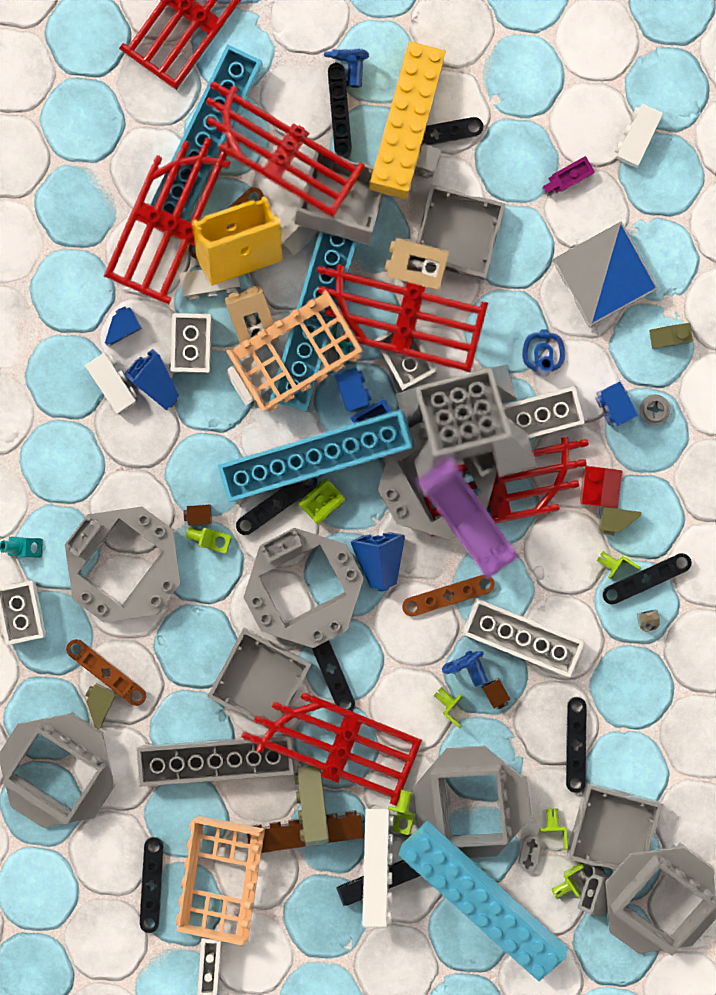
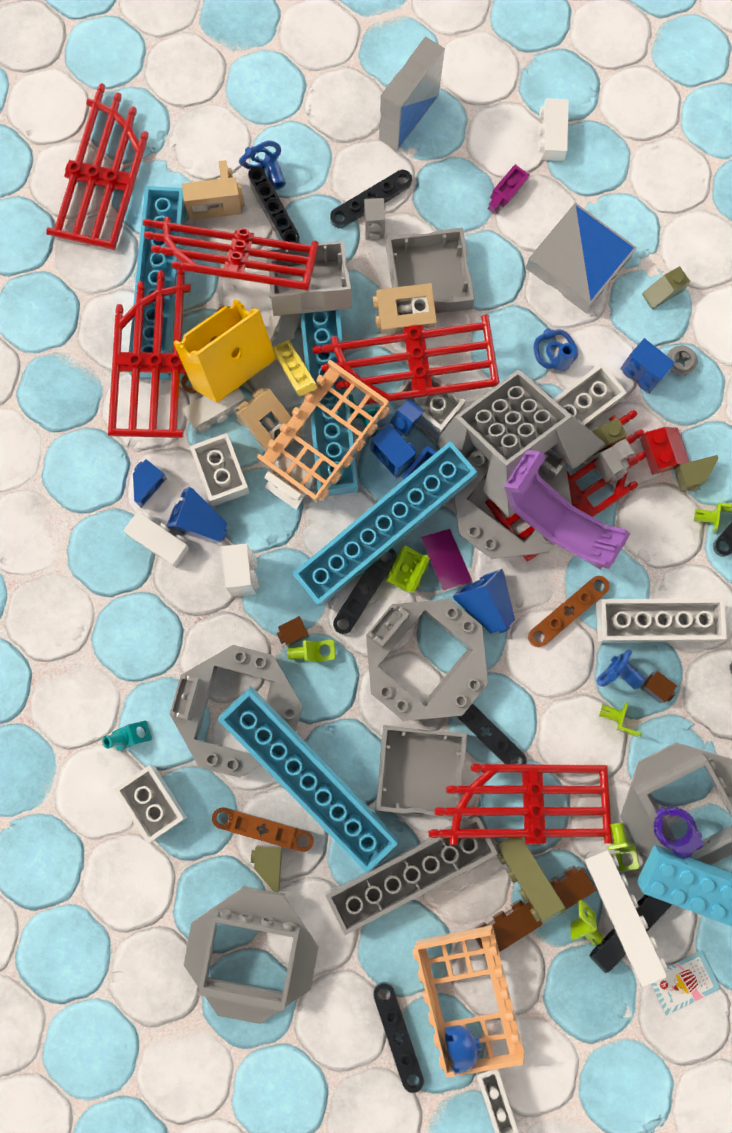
camera: 25 degrees left, 10 degrees down
(160, 647) = (308, 779): none -> medium azure brick
(173, 445) = (239, 570): none -> white brick
(199, 913) = (462, 1048): none -> blue cylinder
(288, 79) = (214, 197): none -> tan brick
(293, 279) = (294, 368): none -> light yellow tile
(343, 861) = (586, 925): none -> lime bracket
(359, 505) = (446, 559): none -> magenta sticker
(376, 365) = (406, 417): none -> blue slope
(407, 120) = (341, 189): yellow brick -> none
(407, 941) = (685, 983): none -> sticker
(454, 831) = (684, 845): none -> dark purple piece
(510, 55) = (411, 93): none -> light grey tile
(541, 483) = (613, 462): none -> light grey hinge
(548, 455) = (610, 434): none -> olive slope

